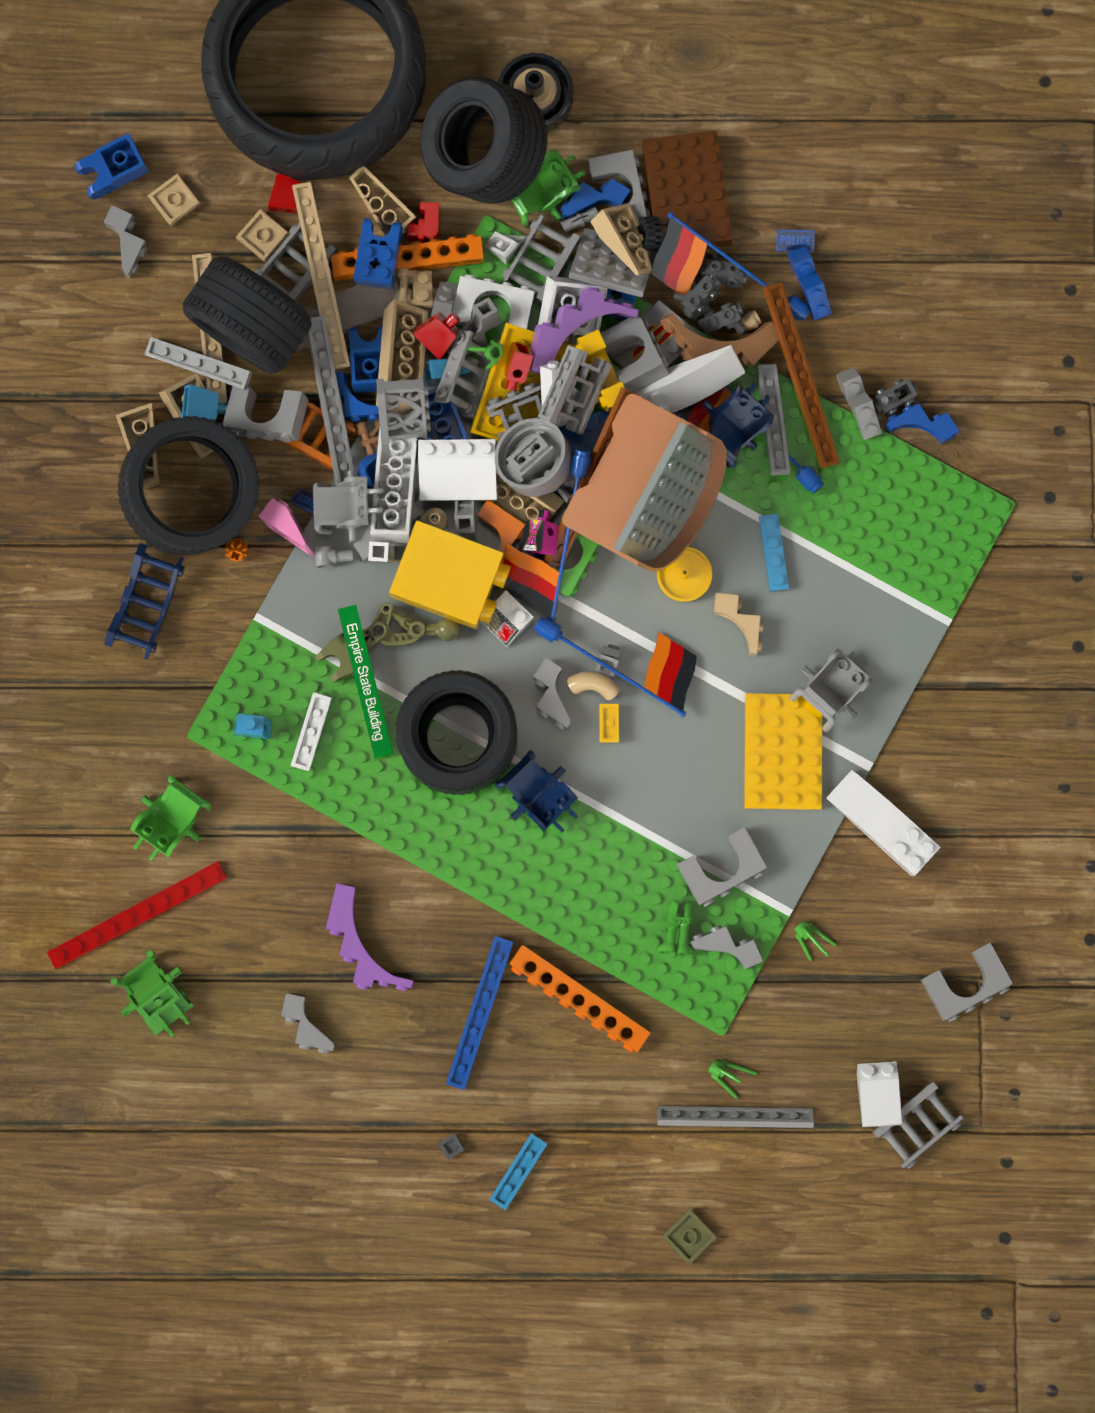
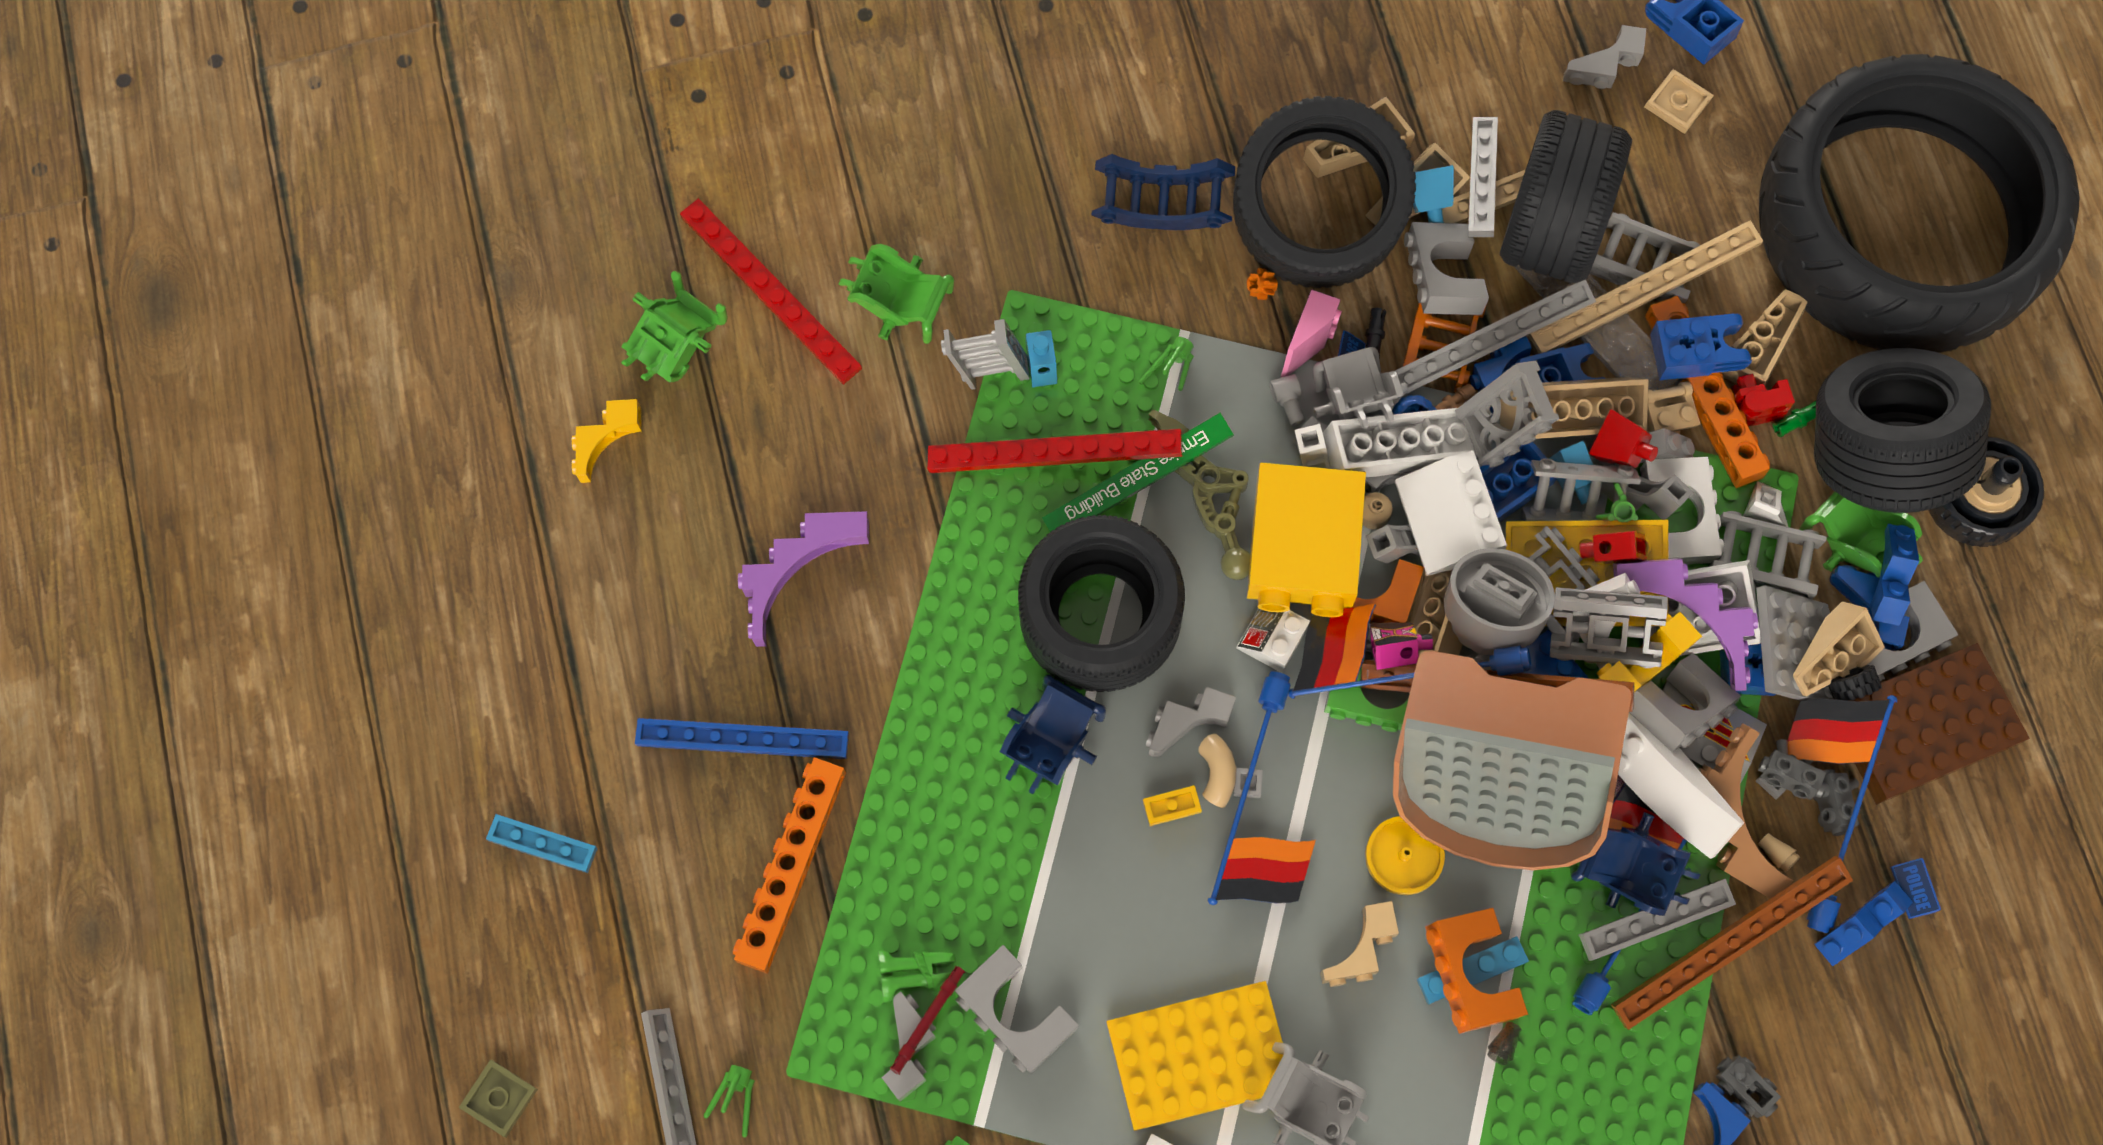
camera: 75 degrees right, 10 degrees down
(223, 1076) = (619, 419): none -> yellow arch
(246, 748) = (986, 354): none -> light grey fence
(262, 235) = (1672, 211): tan plate -> none
(273, 624) = (1178, 352): none -> bright green plant
(282, 195) = (1727, 217): red torso -> none
(296, 478) = (1375, 331): none -> black pin
(307, 1033) = (666, 528): light grey arch -> none
(311, 732) = (1037, 427): white plate -> none
(328, 736) = (1055, 451): none -> red plate
(445, 202) = (1796, 419): none -> green pin
(451, 1146) = (557, 747): dark grey plate -> none
(576, 174) = (1898, 567): none -> blue arch
(579, 220) = (1832, 590): light grey pin -> none
(611, 651) = (1270, 783): dark grey plate -> none
(727, 316) = (1777, 820): dark grey brick -> none
(732, 945) = (908, 1049): none -> dark red piece
(754, 563) = (1468, 1005): none -> orange arch
(828, 547) = (1504, 1044): none -> clear smoke cone
(859, 402) = (1720, 1036): light grey arch -> none

